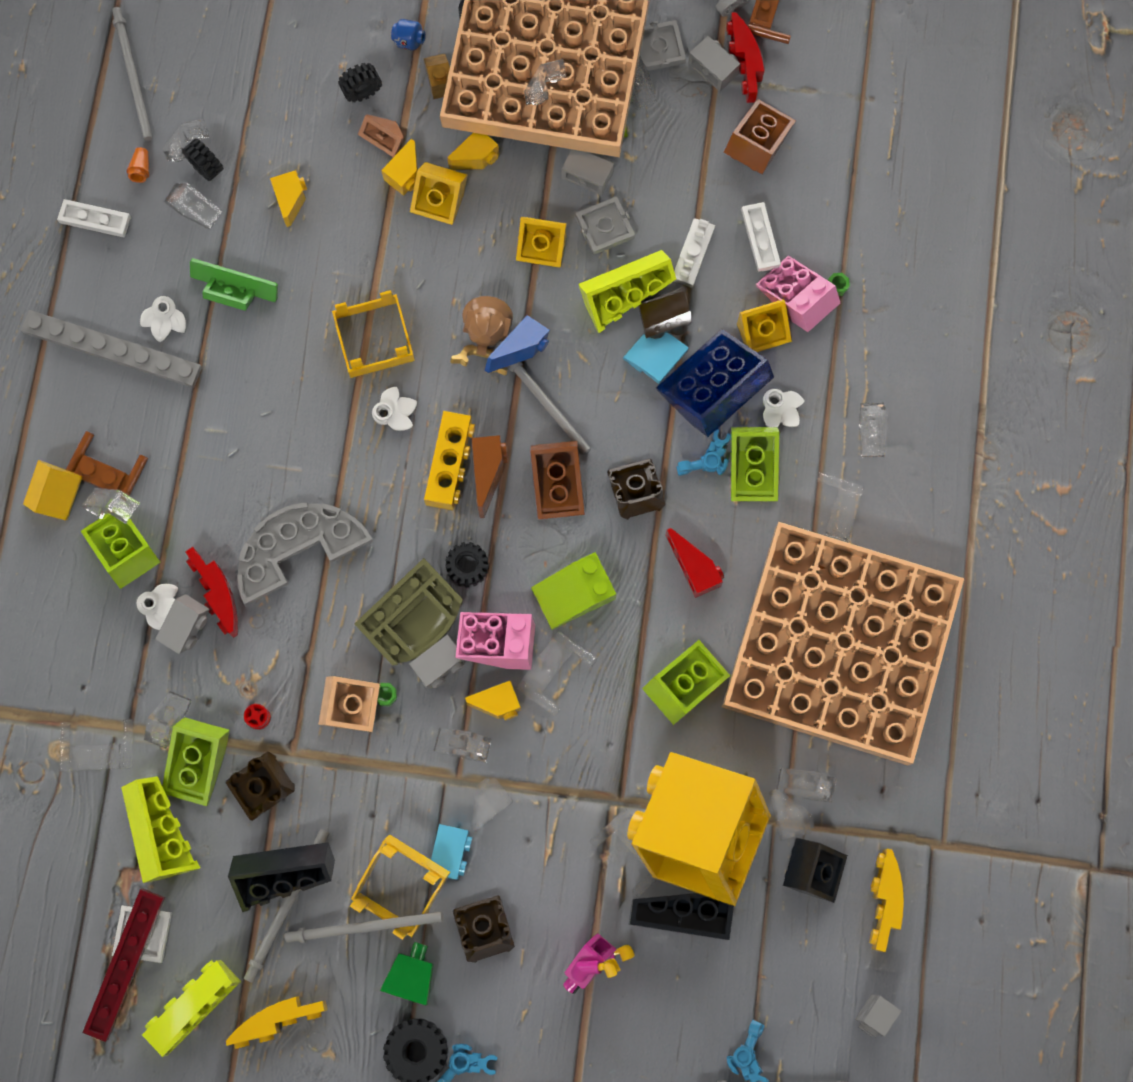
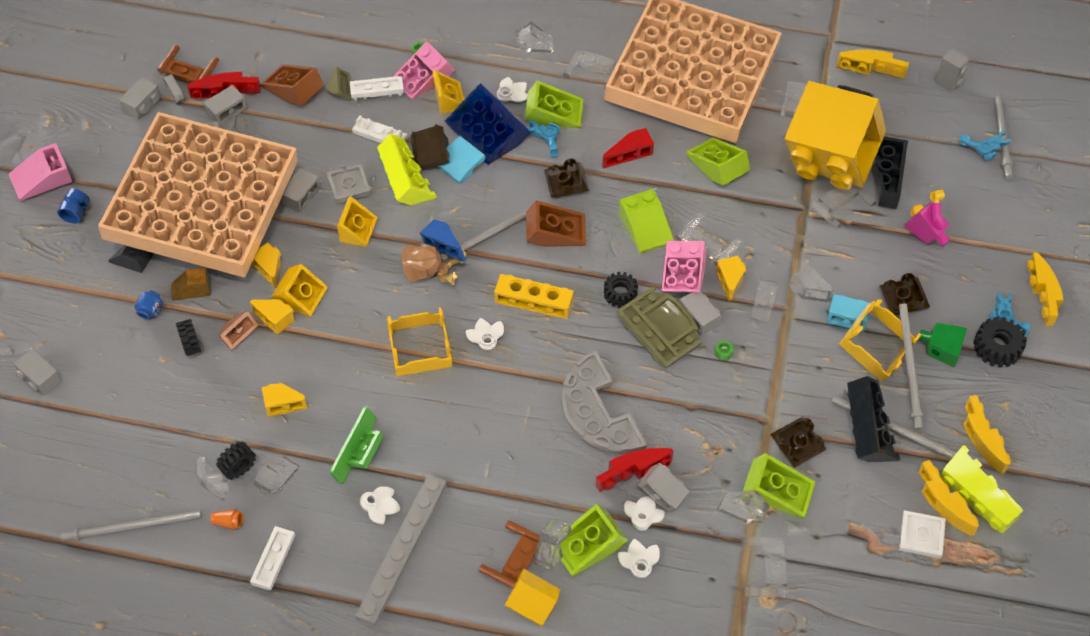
camera: 85 degrees left, 20 degrees down
(106, 603) = (639, 556): none -> white plate
(123, 965) = (951, 540): dark red plate -> none
(155, 831) = (838, 517): neon yellow wedge -> none
(175, 968) = (948, 505): none -> yellow slope
(254, 713) = (744, 436): red wheel -> none
(349, 704) = (733, 372): light nougat slope -> none
(488, 467) = (551, 265): dark orange slope -> none
(537, 91) = (233, 188): clear slope -> none
(770, 191) = (339, 84): none -> olive slope

